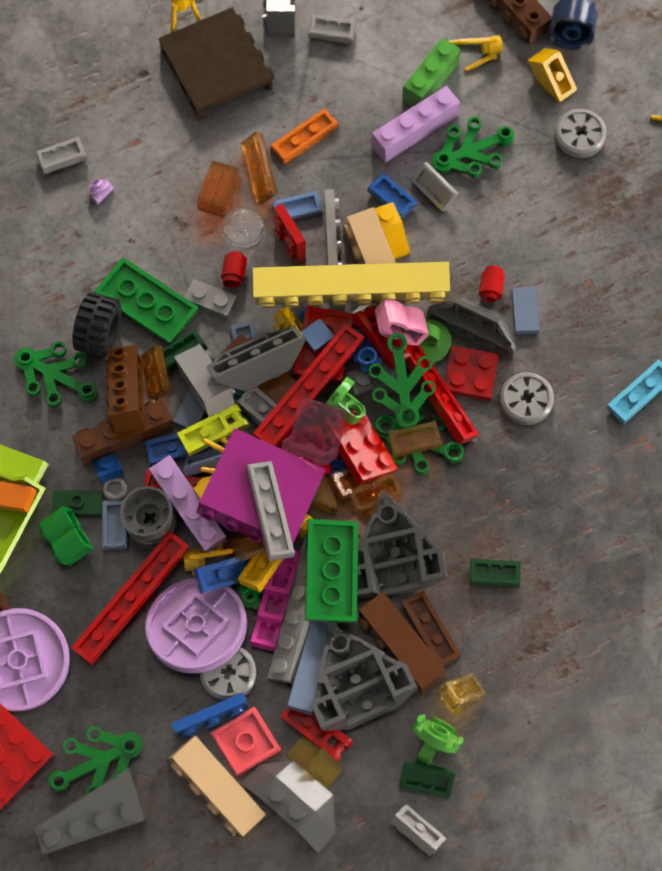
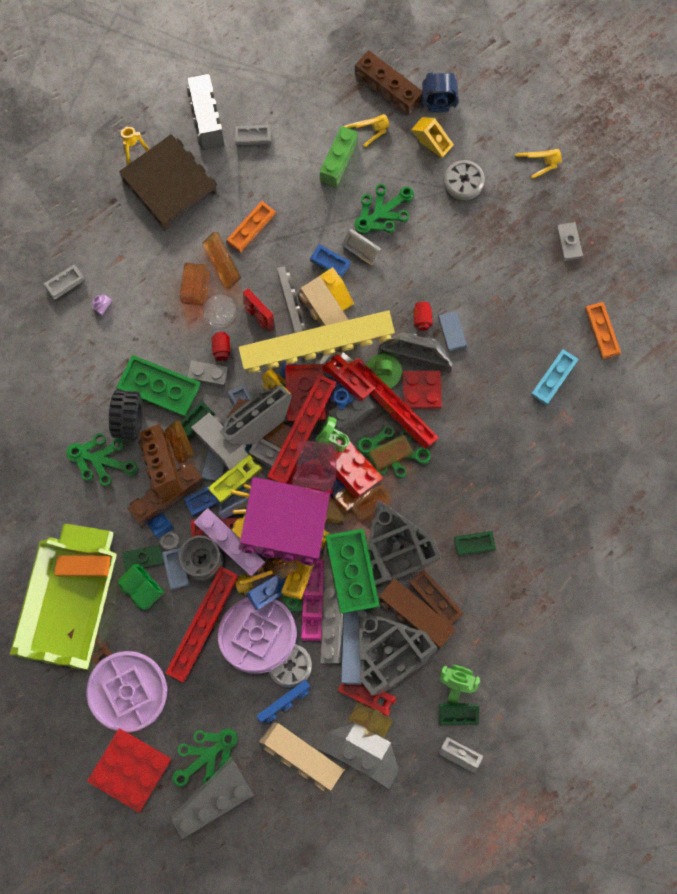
camera: 10 degrees left, 5 degrees up
(245, 742) = (315, 716): coral tile -> none
(270, 511) = (295, 536): light grey tile -> none
(301, 206) = (260, 284): medium blue tile -> none
(317, 335) = (299, 387): medium blue tile -> none
(403, 384) = (373, 413): green plant -> none
(406, 320) = (361, 364): bright pink brick -> none
(415, 124) = (335, 199): lavender brick -> none
(461, 693) = (470, 642): clear yellow slope -> none
(534, 387) = (467, 412): light grey wheel -> none

